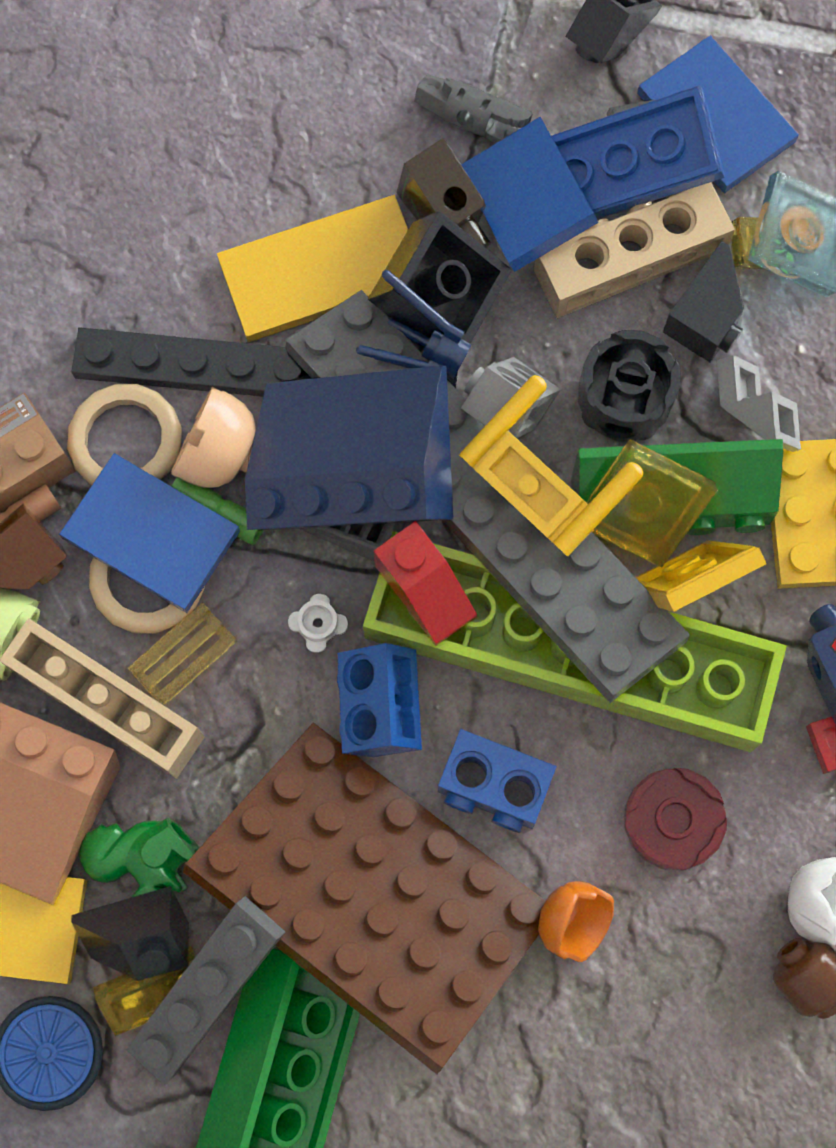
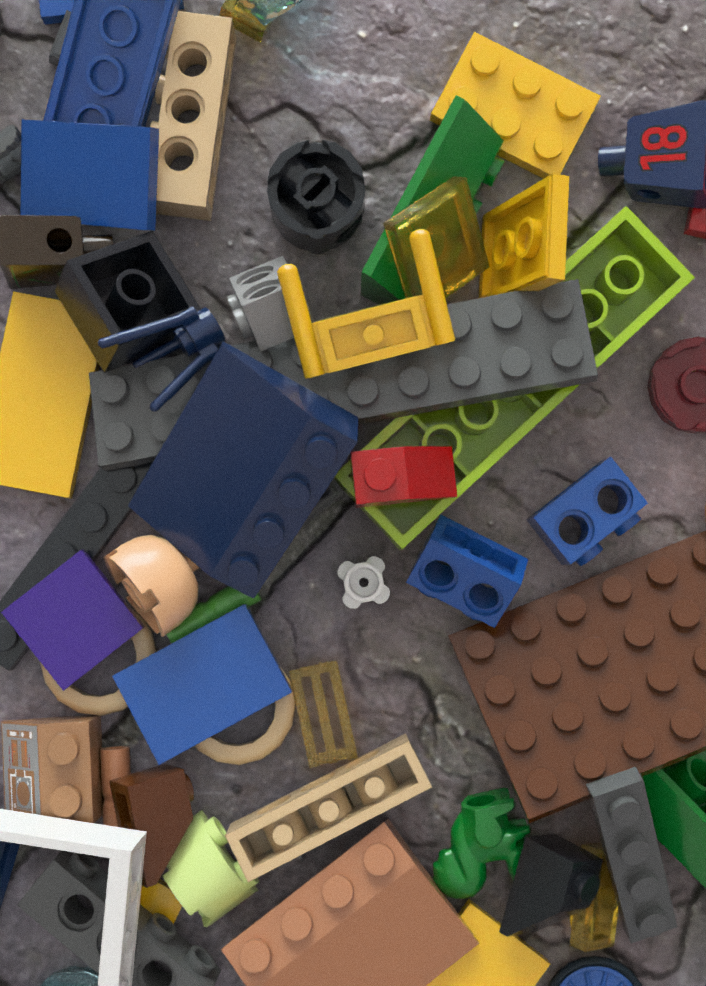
camera: 65 degrees left, 10 degrees up
(144, 395) = (73, 619): none -> dark purple tile
(709, 308) = (285, 84): black slope -> none
(766, 413) = (416, 97): light grey slope -> none

